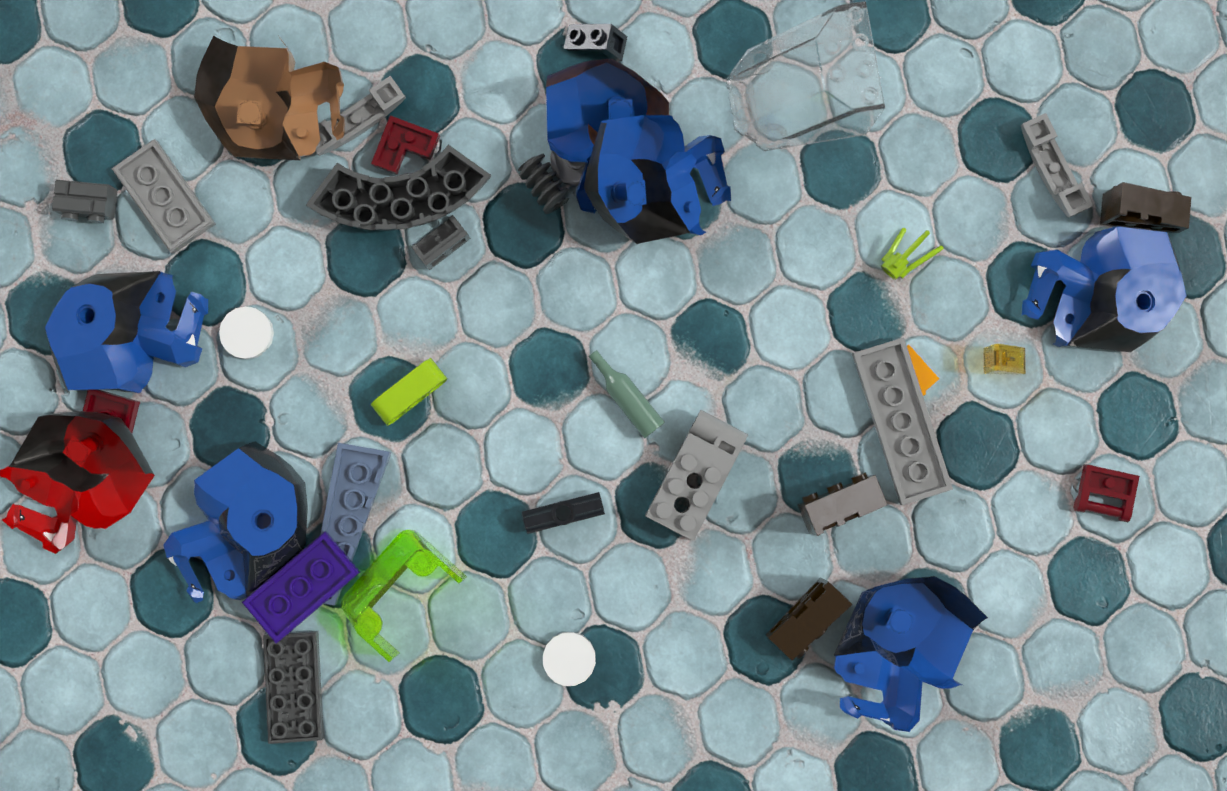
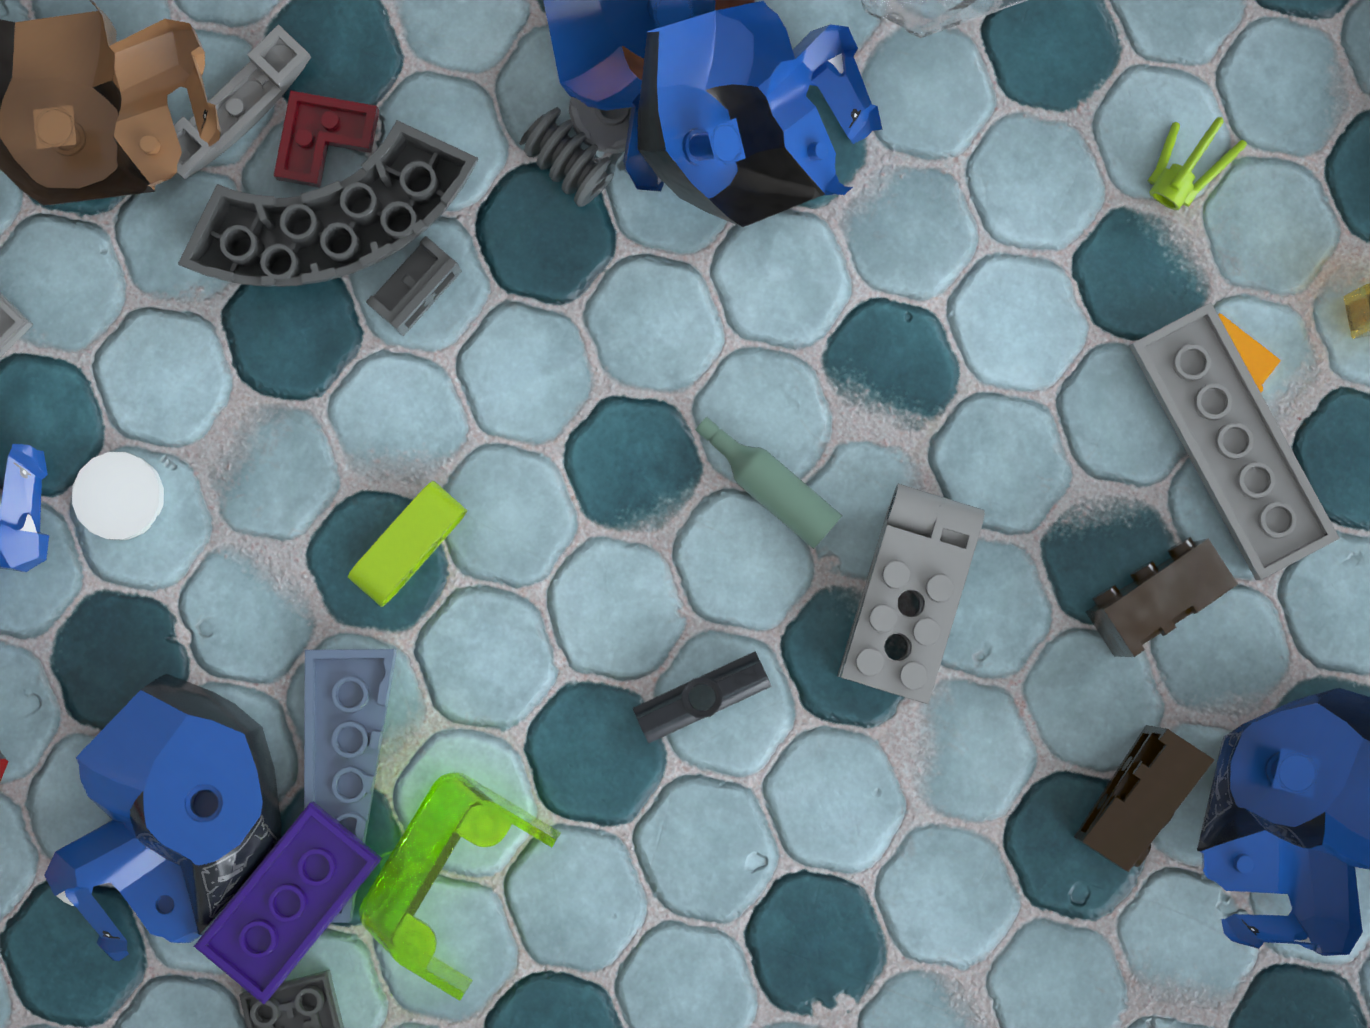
camera: 10 degrees left, 0 degrees up
(569, 658) = (756, 938): white tile -> none

